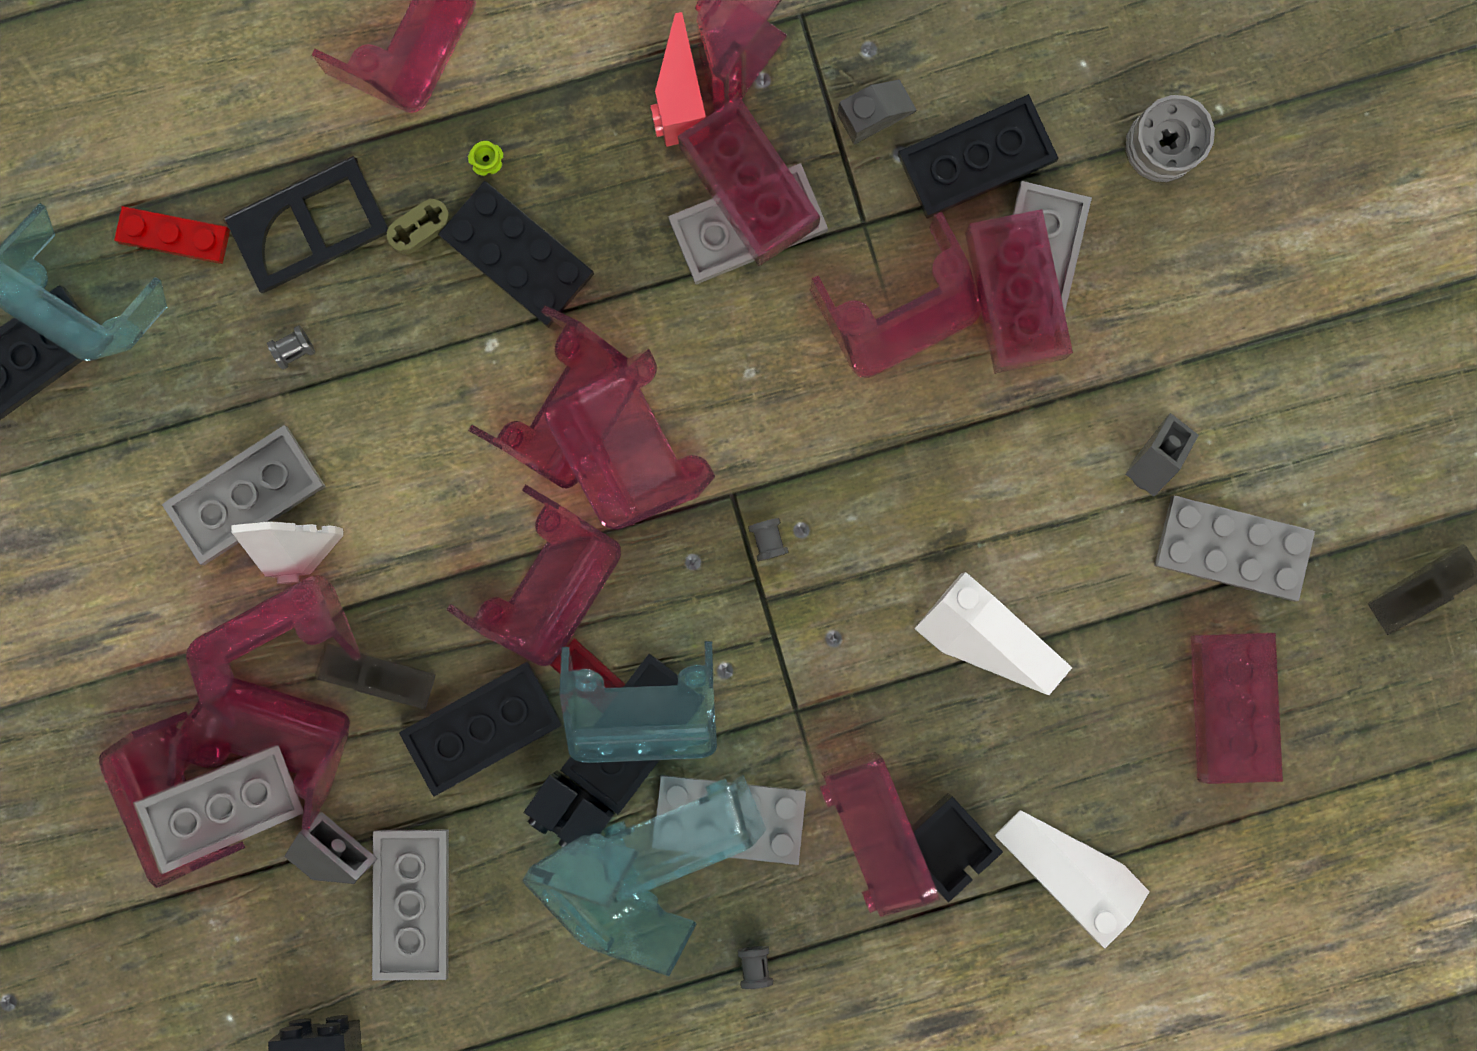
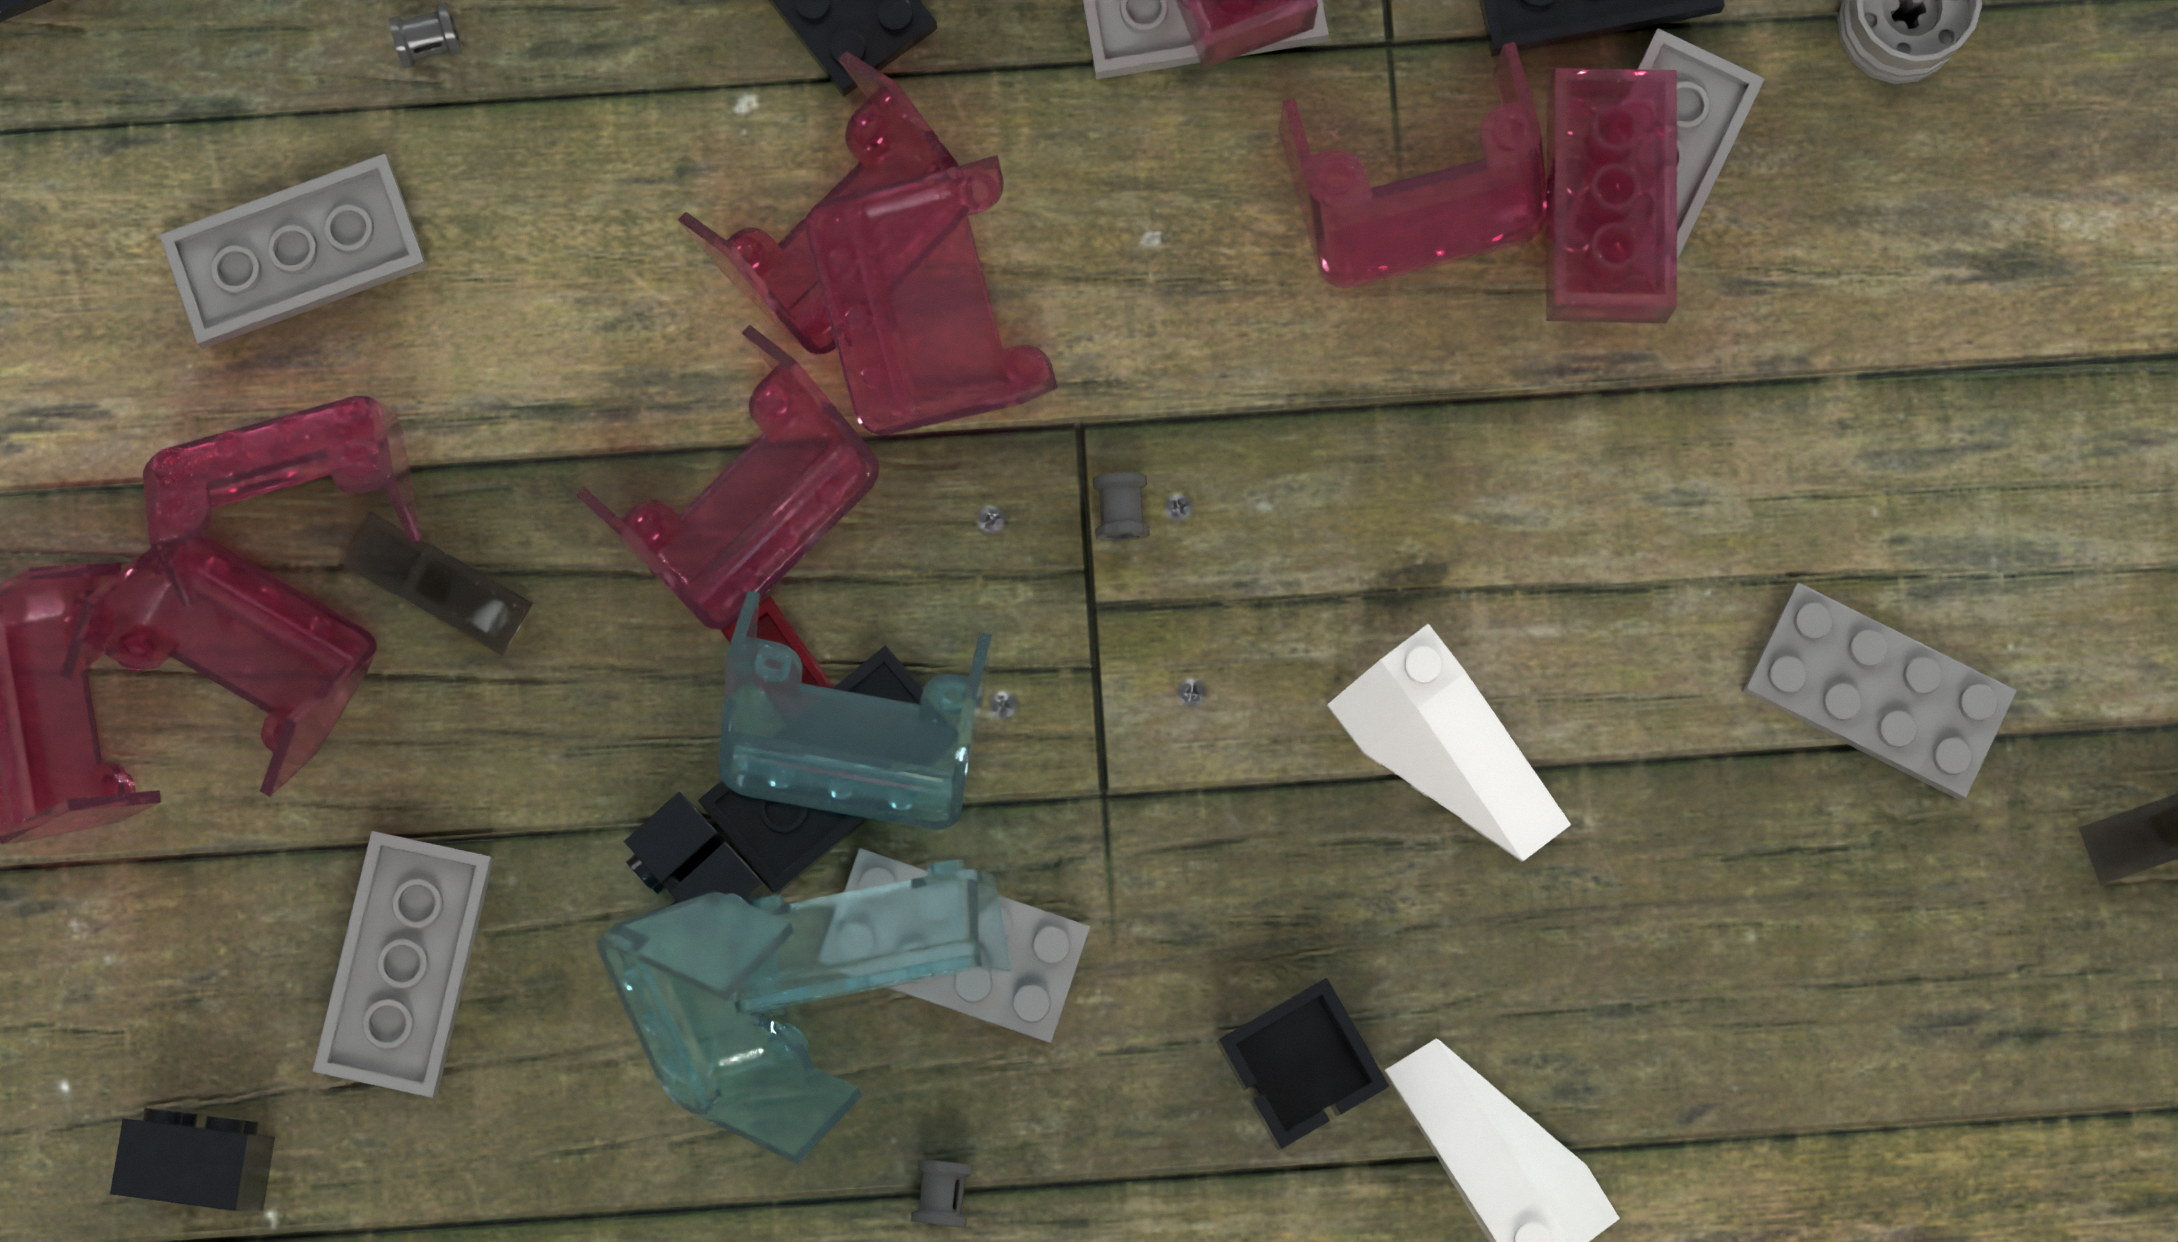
camera: 10 degrees right, 5 degrees down
(218, 808) = (133, 731): light grey plate -> none
(286, 548) = (341, 340): white wedge -> none
(329, 853) = (291, 846): dark grey slope -> none
(480, 728) = (585, 706): black plate -> none
(879, 836) = (1193, 1013): clear pink windscreen -> none
(1162, 455) = (1790, 512): dark grey slope -> none
(1236, 708) = (1826, 945): clear pink brick -> none

